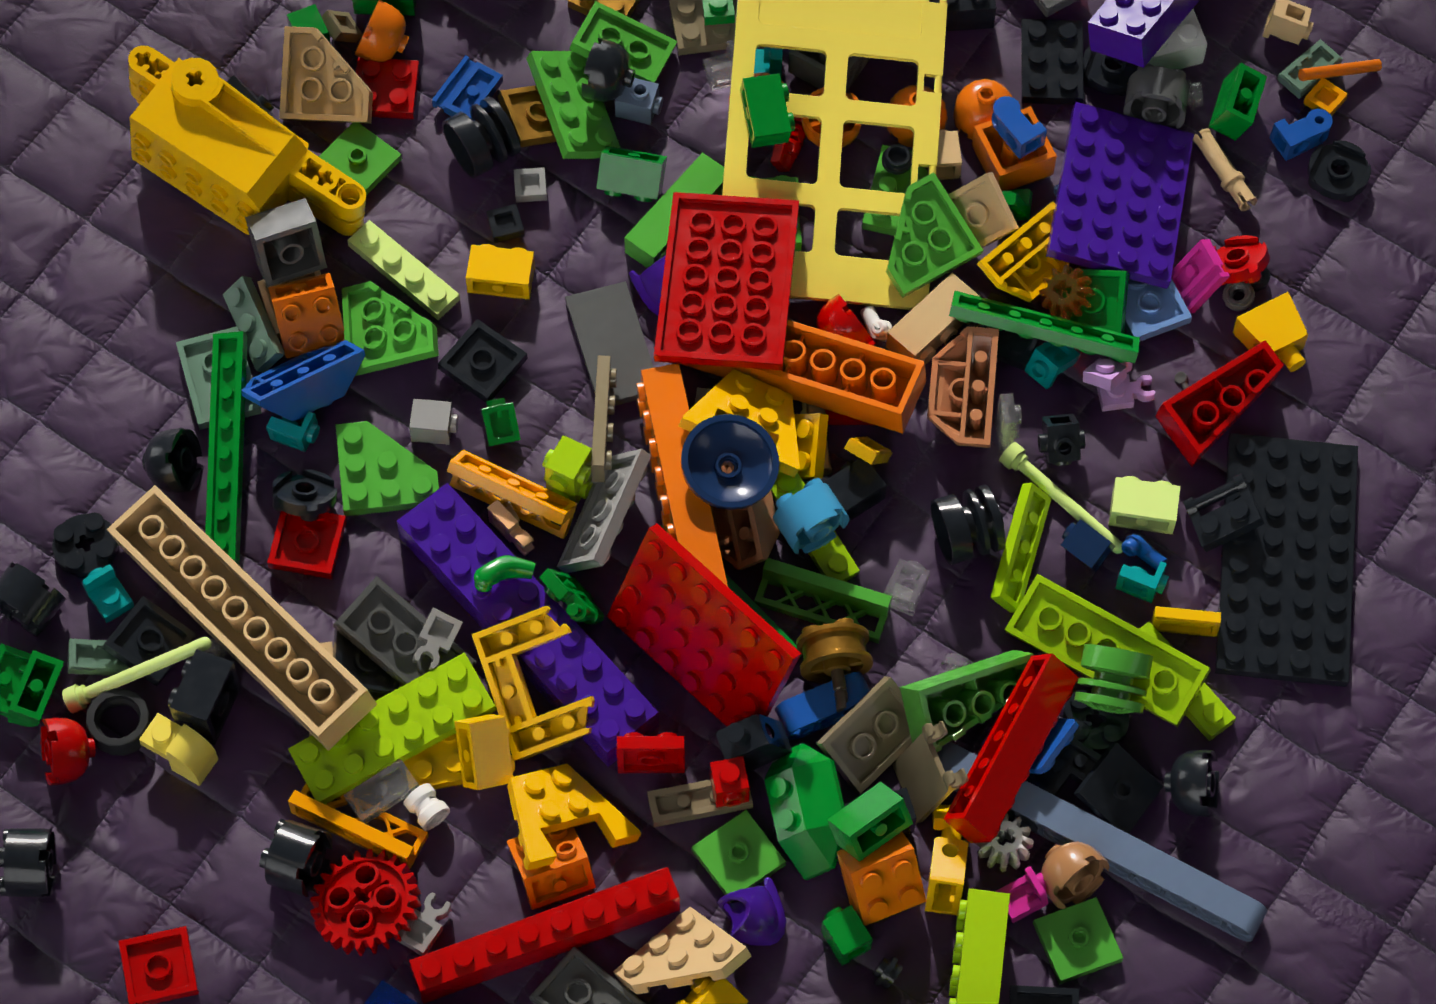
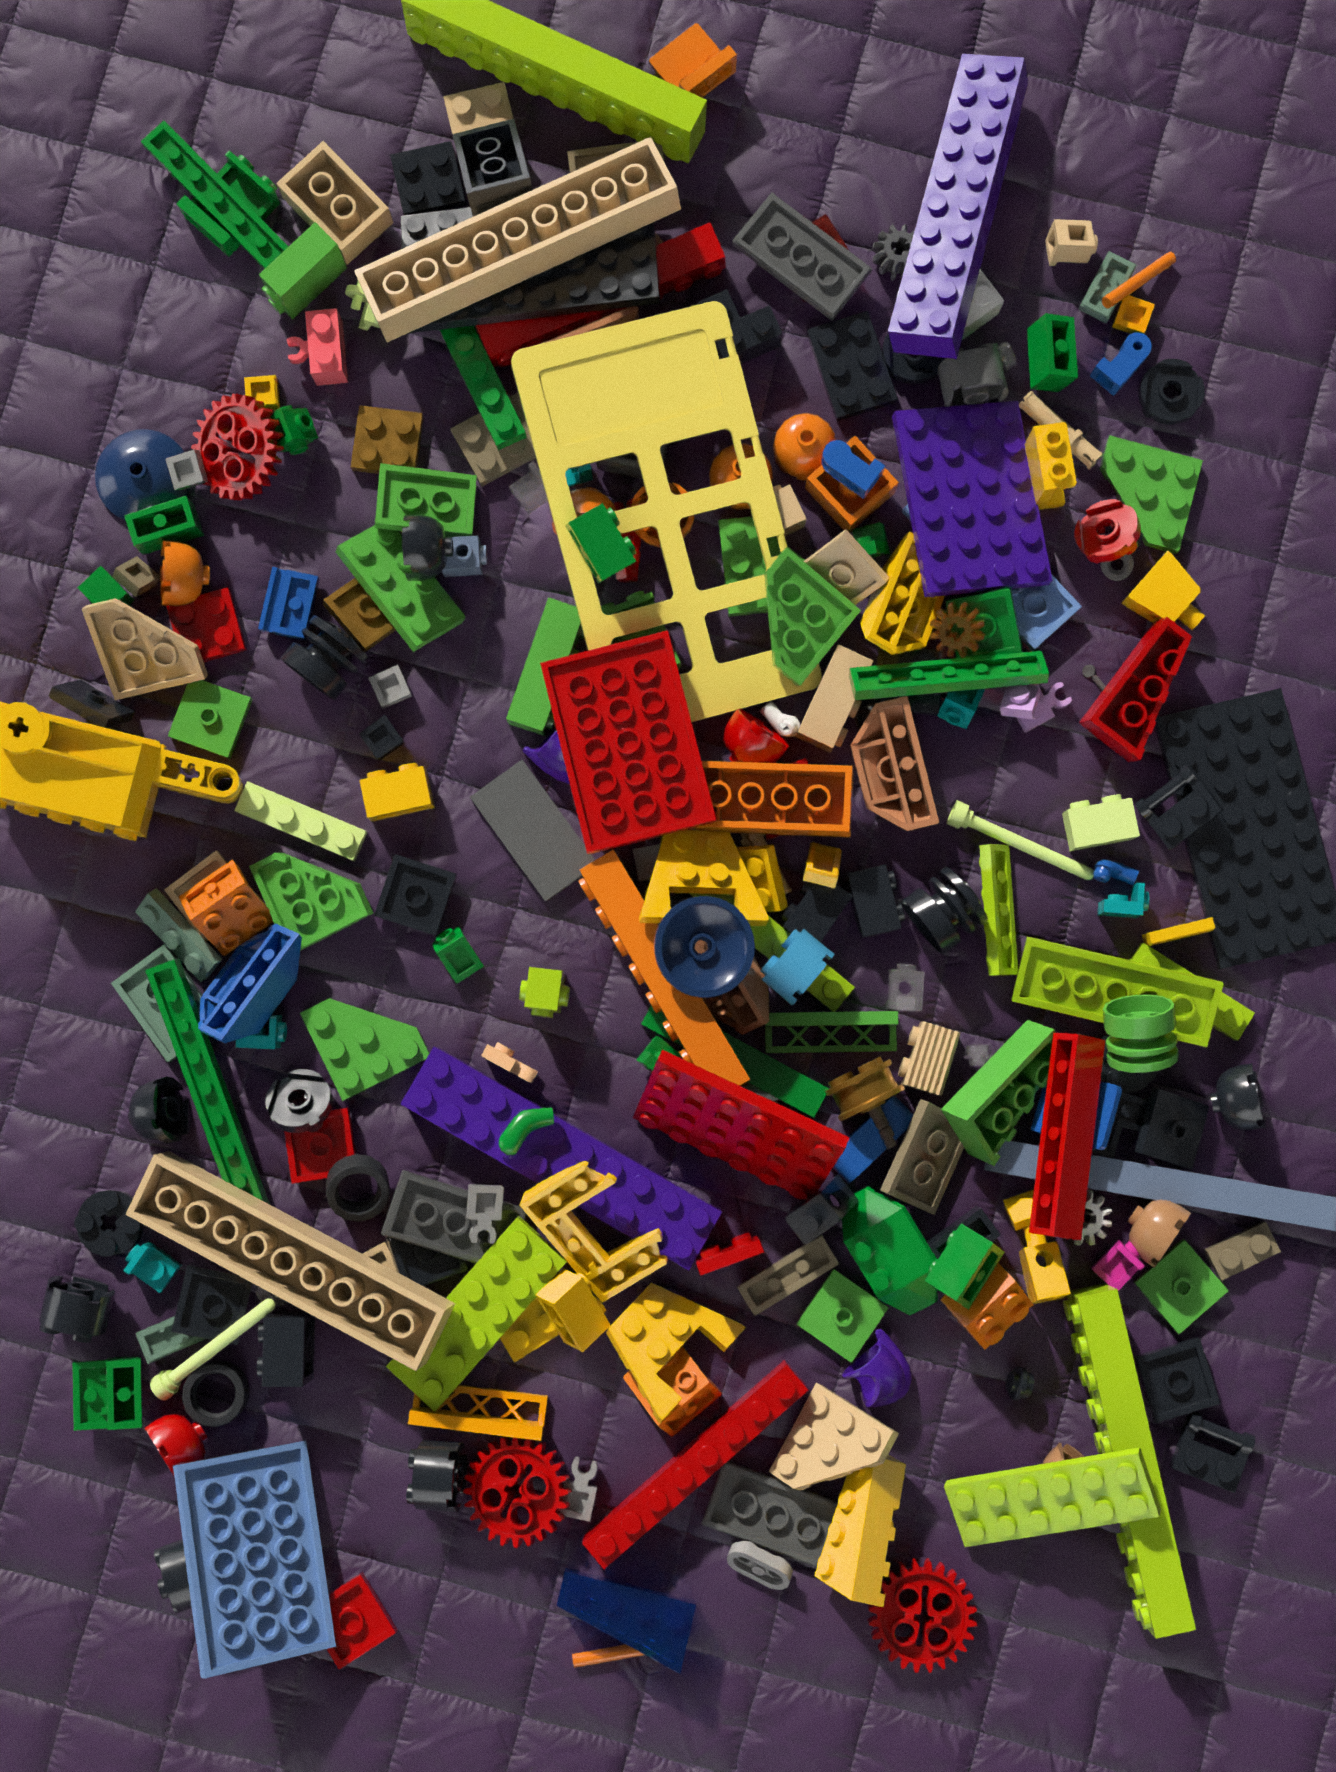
camera: 15 degrees left, 20 degrees up
(96, 861) = (253, 1558): none -> medium blue plate
(182, 746) = (283, 1406): light yellow brick -> none
(286, 242) = (177, 847): dark grey brick -> none
(321, 608) = (362, 1210): none -> black tyre
(381, 791) = (490, 1379): clear plate -> none
(426, 806) = (537, 1375): white wheel -> none
(432, 421) = (392, 978): light grey brick -> none
(512, 488) = (497, 1027): light orange fence -> none
(569, 590) = (594, 1116): green plate -> none
(602, 430) = (553, 910): dark tan plate -> none
(604, 513) = (593, 1018): light grey plate -> none
(631, 173) = (485, 642): green brick -> none
(729, 782) = (814, 1261): red brick -> none
(846, 934) = (969, 1360): green brick -> none
(897, 159) = (741, 537): black plate -> none
(904, 502) = (874, 901): none -> black brick
(908, 652) = (929, 1057): none -> tan brick
(924, 774) = (991, 1185): dark tan flag -> none
(1007, 421) = (945, 787): clear plate -> none
(1061, 439) = (1005, 789): black brick -> none
(1086, 544) = (1061, 887): dark blue brick -> none
(1150, 928) = (1242, 1250): none -> dark tan plate
(1199, 275) = (1077, 562): dark pink plate -> none
(1200, 186) = (1050, 464): none -> yellow panel
(1297, 243) = (1155, 486): none -> bright green plate

